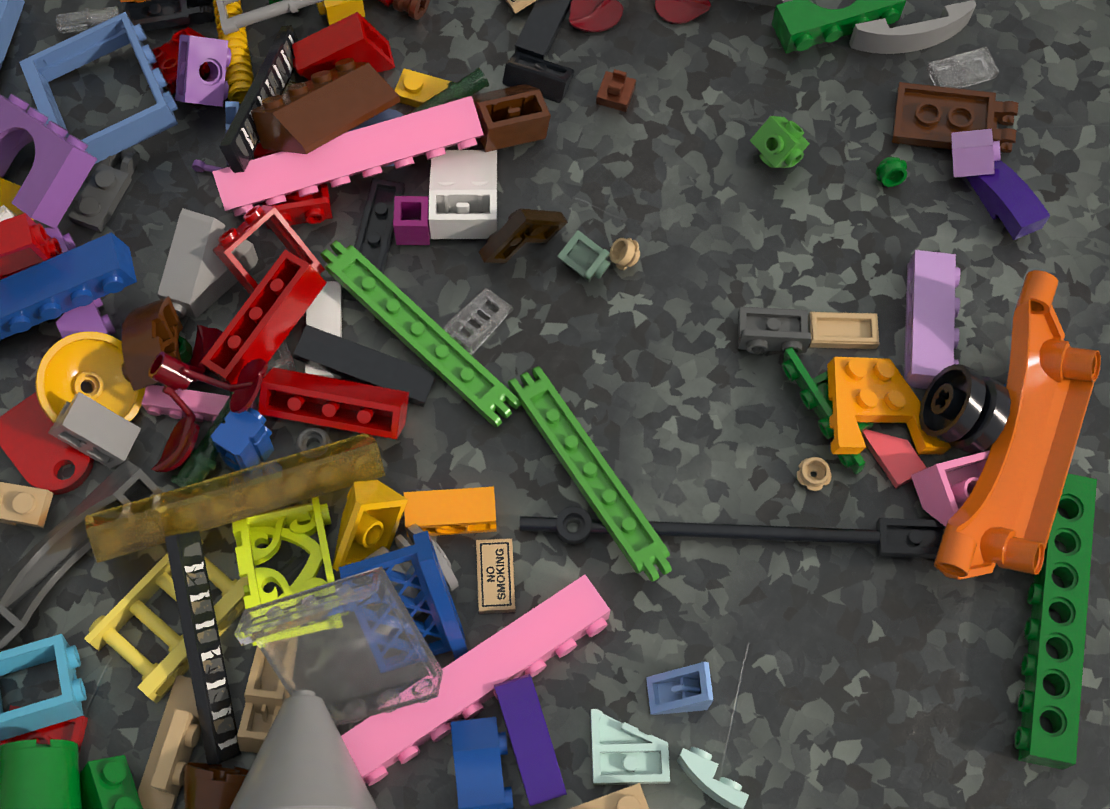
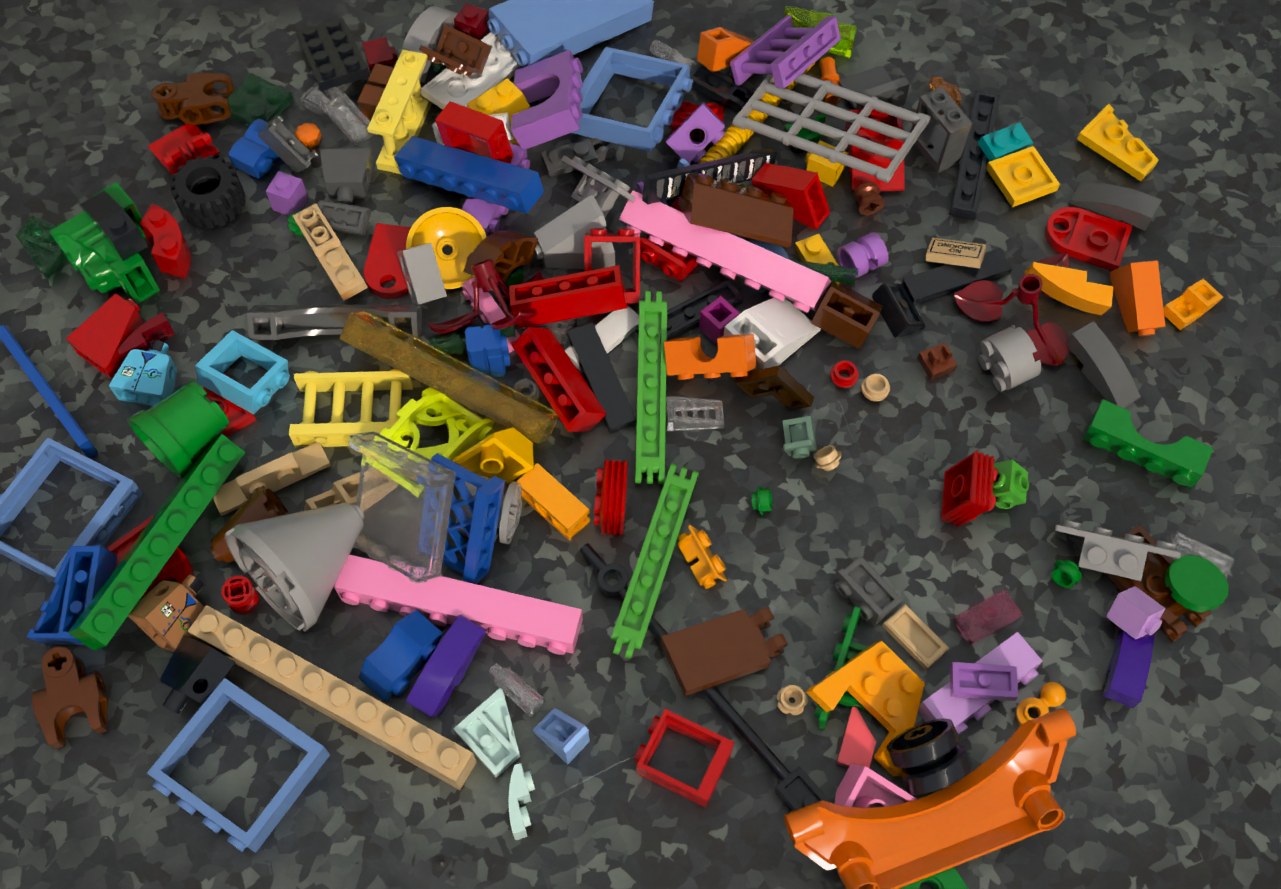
camera: 50 degrees right, 5 degrees down
(163, 204) = (599, 184): none -> light grey bracket
(203, 647) = (335, 441): black tile -> none
(424, 278) = (734, 355): none -> orange arch
(464, 52) = (865, 254): none -> medium lavender wheel
(495, 576) = (538, 563): tan tile -> none
(501, 456) = (611, 497): none -> red brick
(562, 163) = (847, 368): none -> red plate
(594, 158) = (875, 387): none -> tan plate
(602, 695) = (517, 689): none -> clear cylinder
(613, 338) = (762, 500): none -> green plate
(634, 435) = (709, 565): none -> light orange hinge
(673, 35) = (1009, 358): none -> light grey brick
(722, 492) = (721, 649): none -> reddish brown tile
(761, 172) = (968, 489): none -> red brick
(825, 591) = (695, 732): none -> red window
(875, 261) = (987, 617): none -> clear pink plate
(879, 38) = (1188, 507): light grey slope -> none
(912, 121) = (1115, 554): none -> light grey bracket
(939, 311) = (983, 681): none -> medium lavender plate
(982, 276) = (1051, 695): none -> light orange plate
(988, 89) = (1196, 583): none -> green tile

